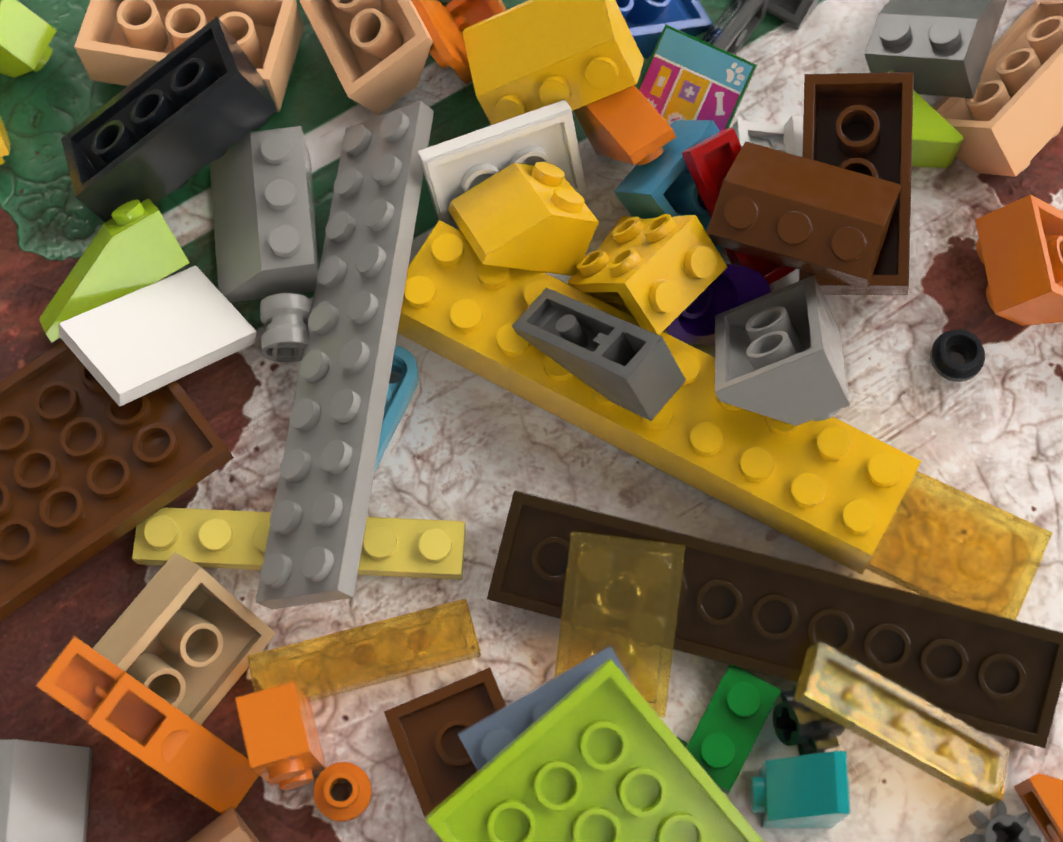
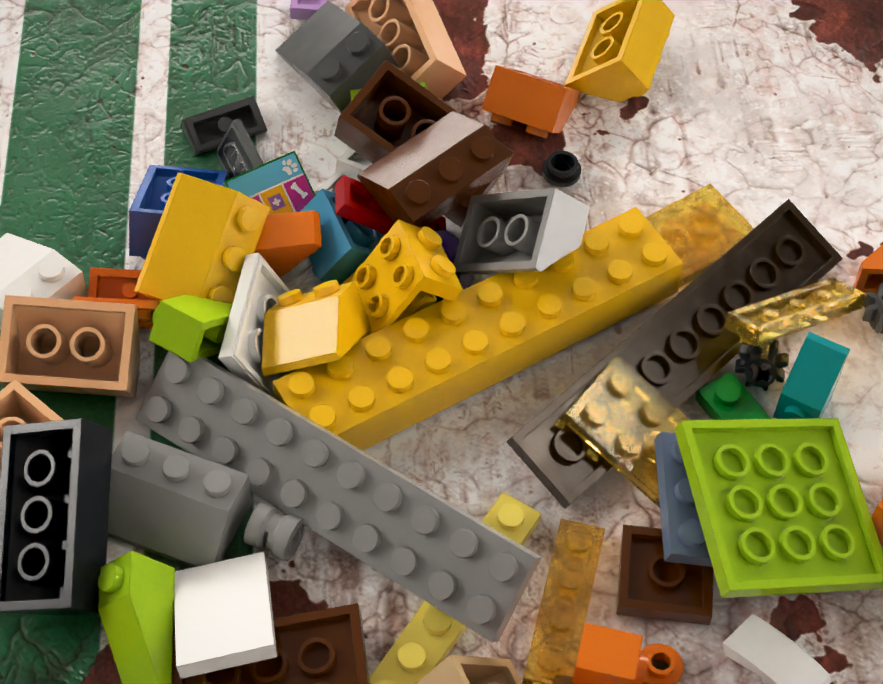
camera: 65 degrees left, 15 degrees down
(446, 102) = (190, 326): none -> lime slope
(603, 351) = (455, 322): dark grey slope -> none

